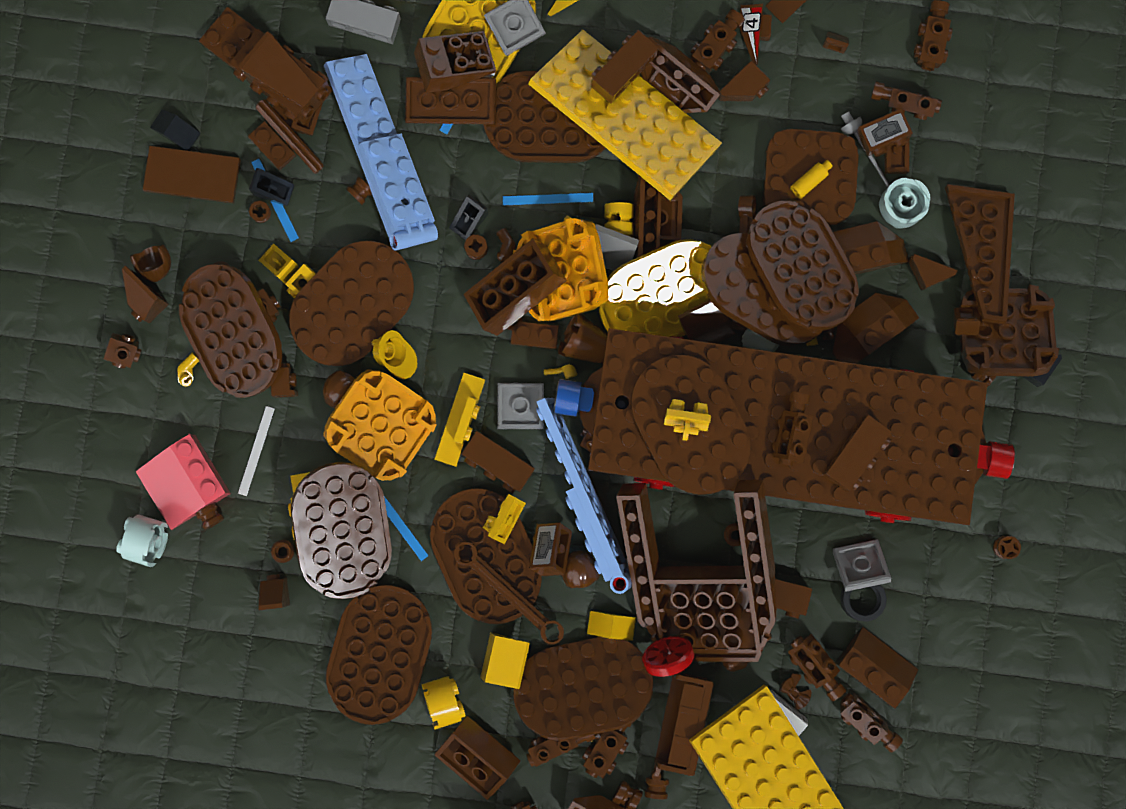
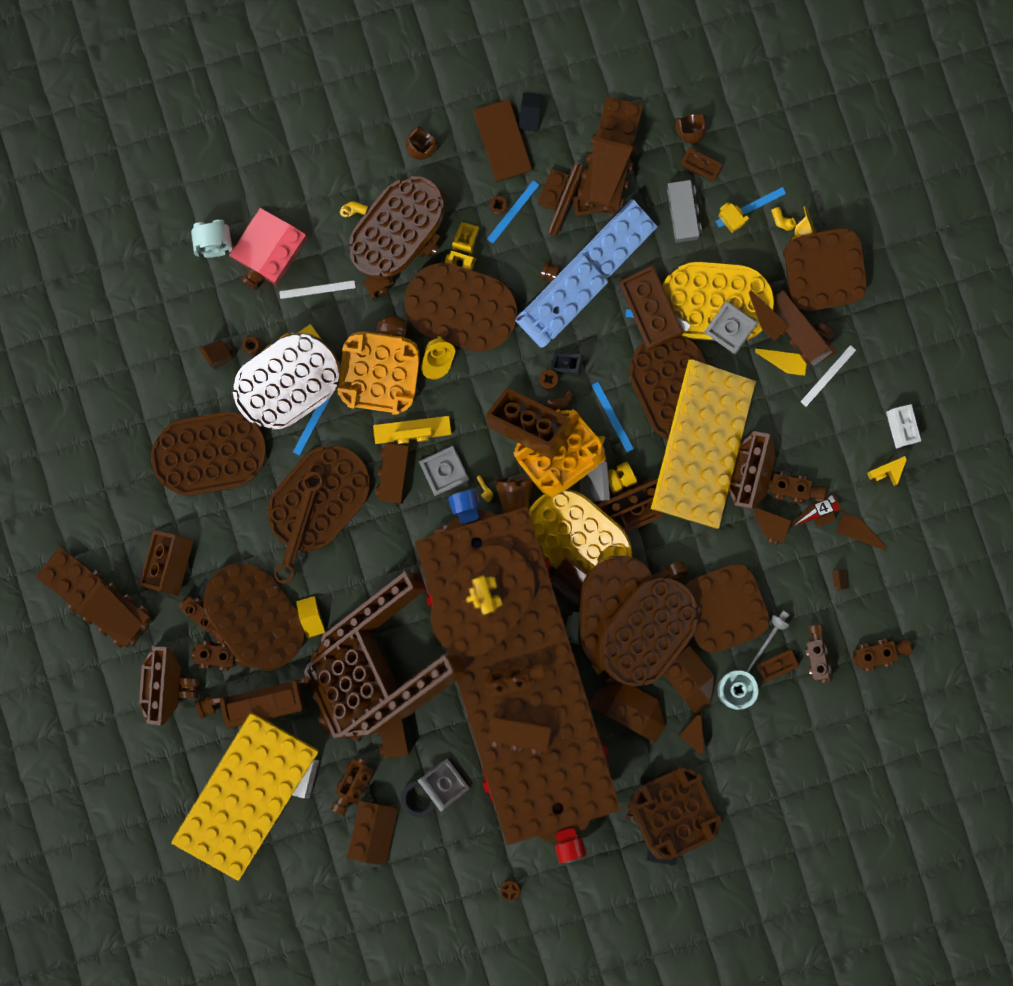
camera: 70 degrees right, 0 degrees up
(117, 356) = (344, 154): reddish brown brick -> none
(142, 297) = (391, 149): reddish brown slope -> none
(271, 187) = (520, 205): black slope -> none
(442, 702) = (194, 517): yellow brick -> none
(453, 60) = (680, 295): reddish brown slope -> none
(501, 527) = (345, 499): yellow hinge -> none
(504, 661) = (246, 549): yellow slope -> none
(534, 335) = (503, 455): reddish brown hinge -> none
(550, 549) = (345, 543): reddish brown brick -> none
(580, 570) = (340, 573): reddish brown hair -> none
(586, 503) = (393, 553): light blue hinge -> none
(623, 66) = (736, 425): reddish brown brick -> none
(668, 656) = (306, 668): red wheel -> none
(788, 686) = (326, 773): reddish brown piece -> none
(811, 179) = (720, 609): yellow cylinder -> none
(863, 720) = (324, 843): reddish brown brick -> none
(885, 133) = (783, 649): brick -> none
(966, 321) = (667, 778): reddish brown slope -> none
(985, 236) = (742, 763): reddish brown wing -> none

